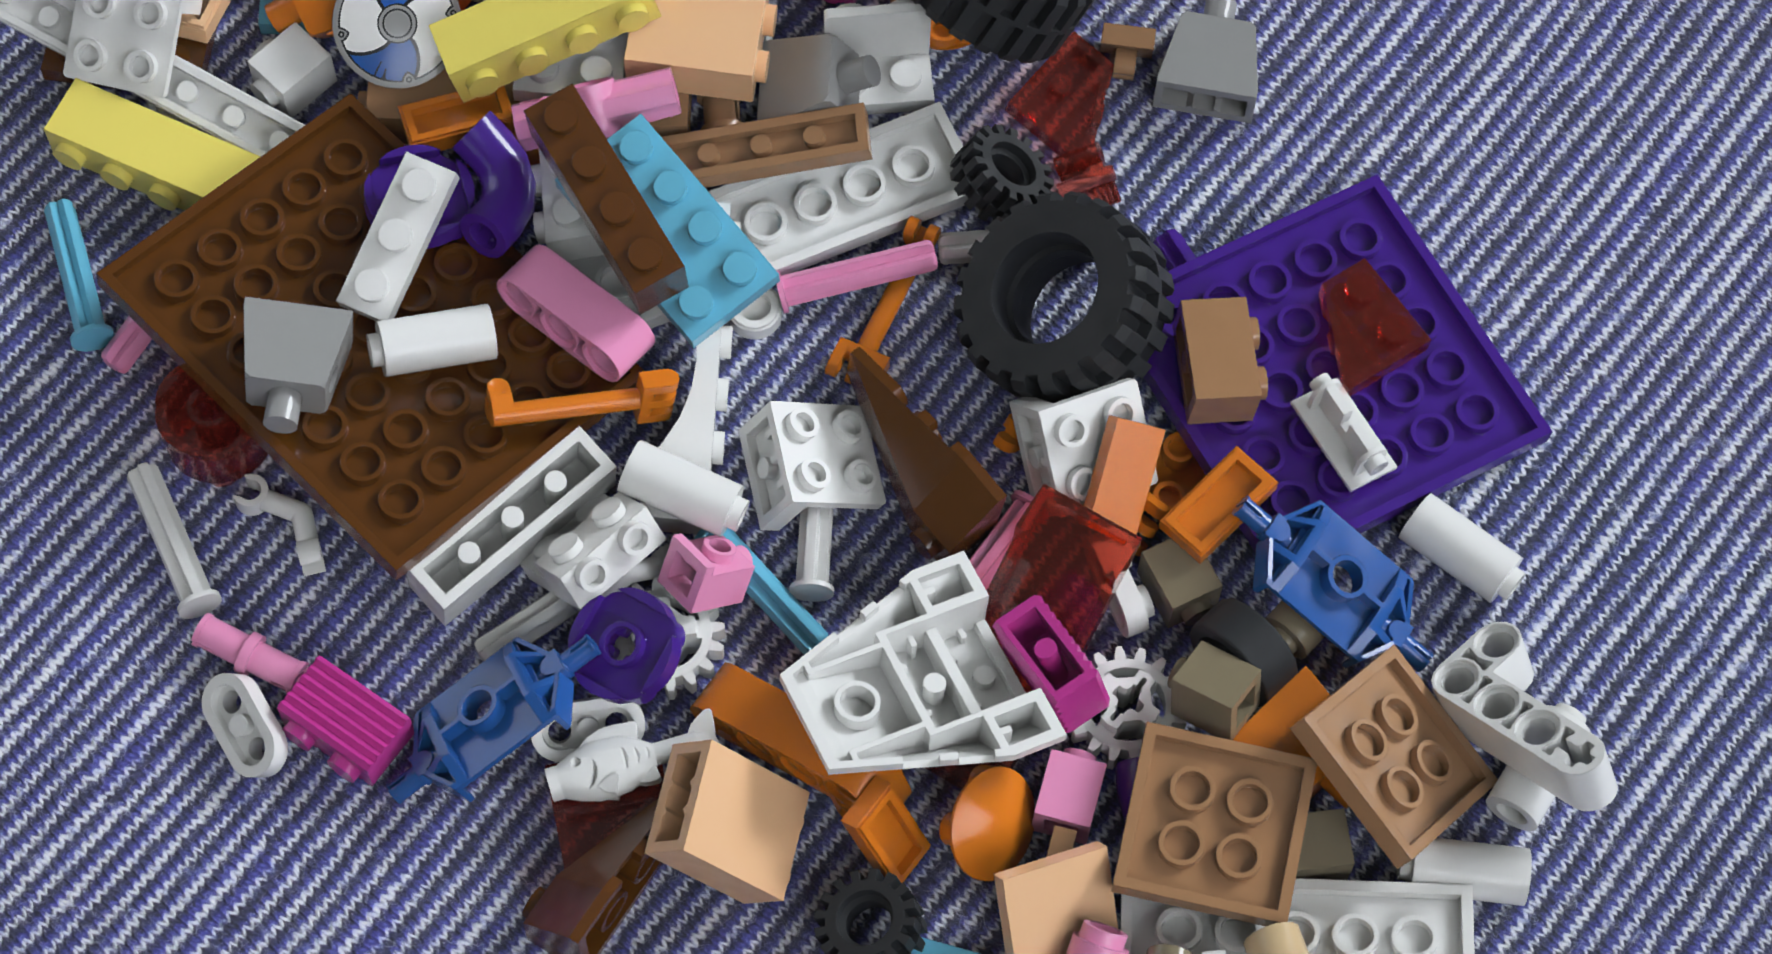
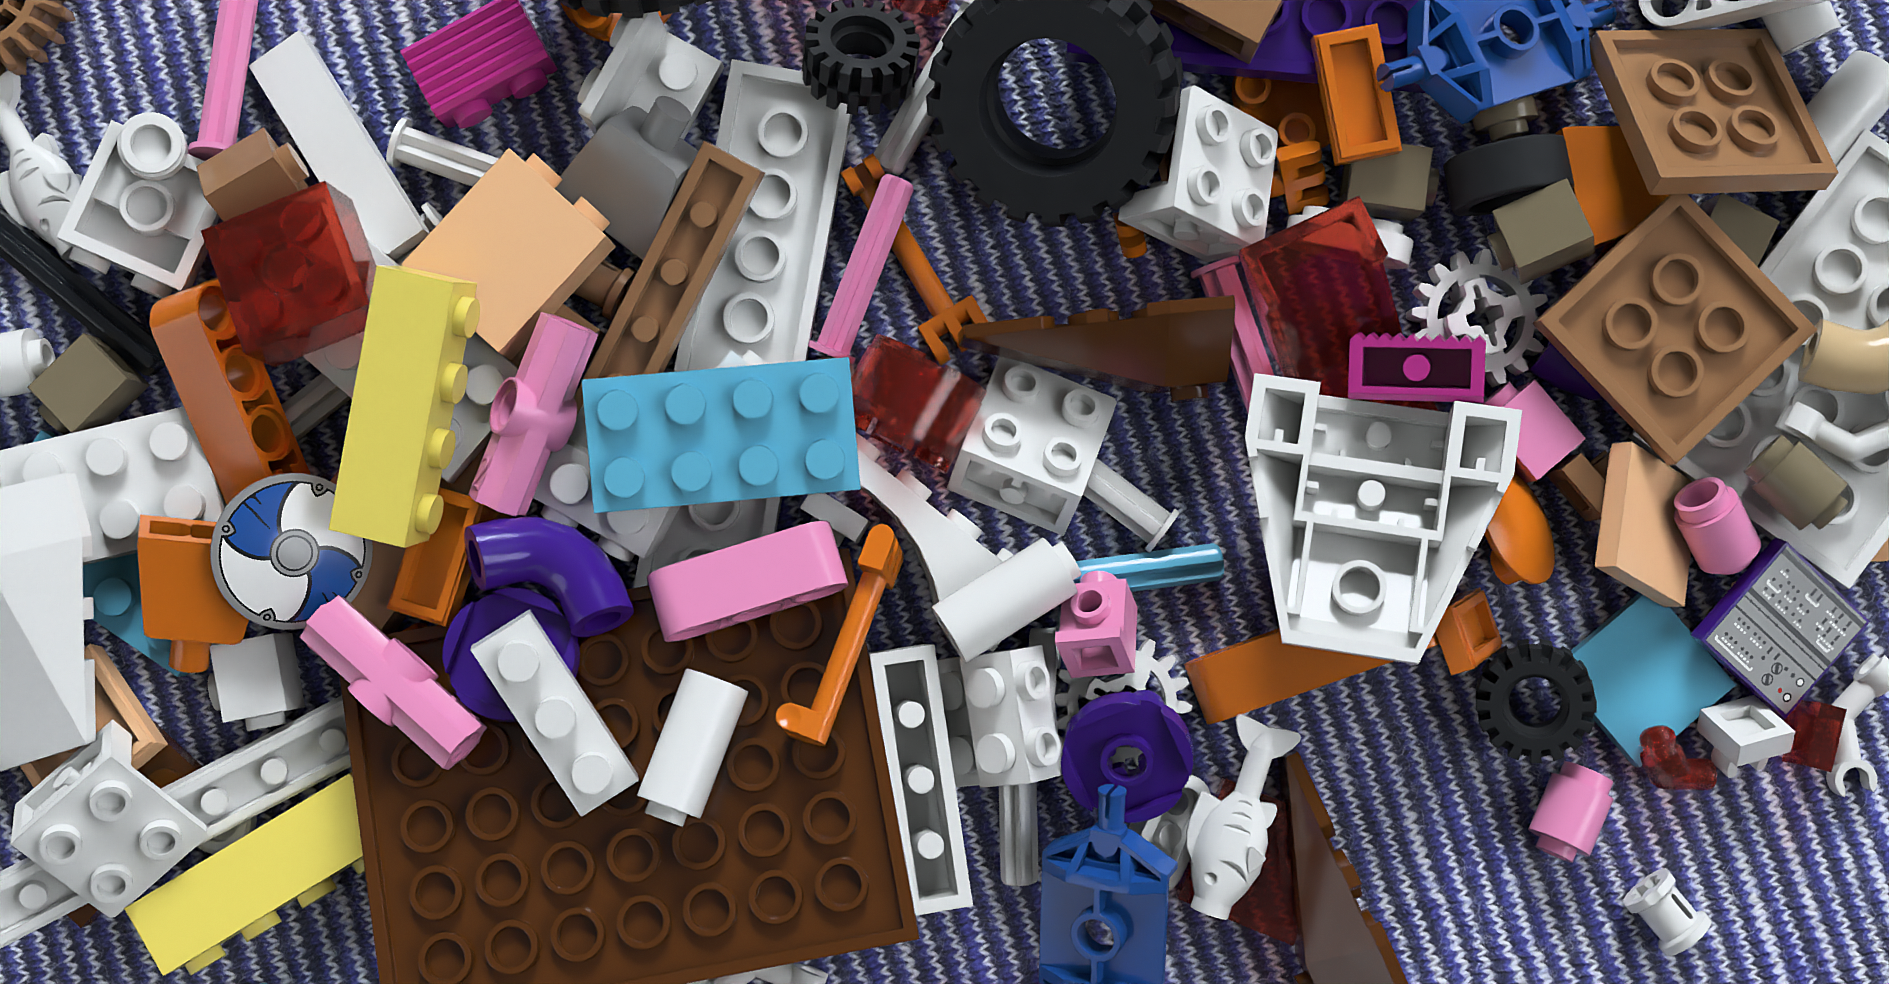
camera: 50 degrees left, 20 degrees up
(293, 358) = (625, 907): light grey torso -> none
(349, 135) = (393, 682): none -> bright pink piece
(606, 198) = (666, 484): reddish brown brick -> none
(664, 351) = (841, 518): none -> white plate
(727, 822) = (1365, 775): light nougat brick -> none
(780, 352) = (913, 402): none -> clear red brick
(1124, 471) = (1270, 164): orange tile -> none

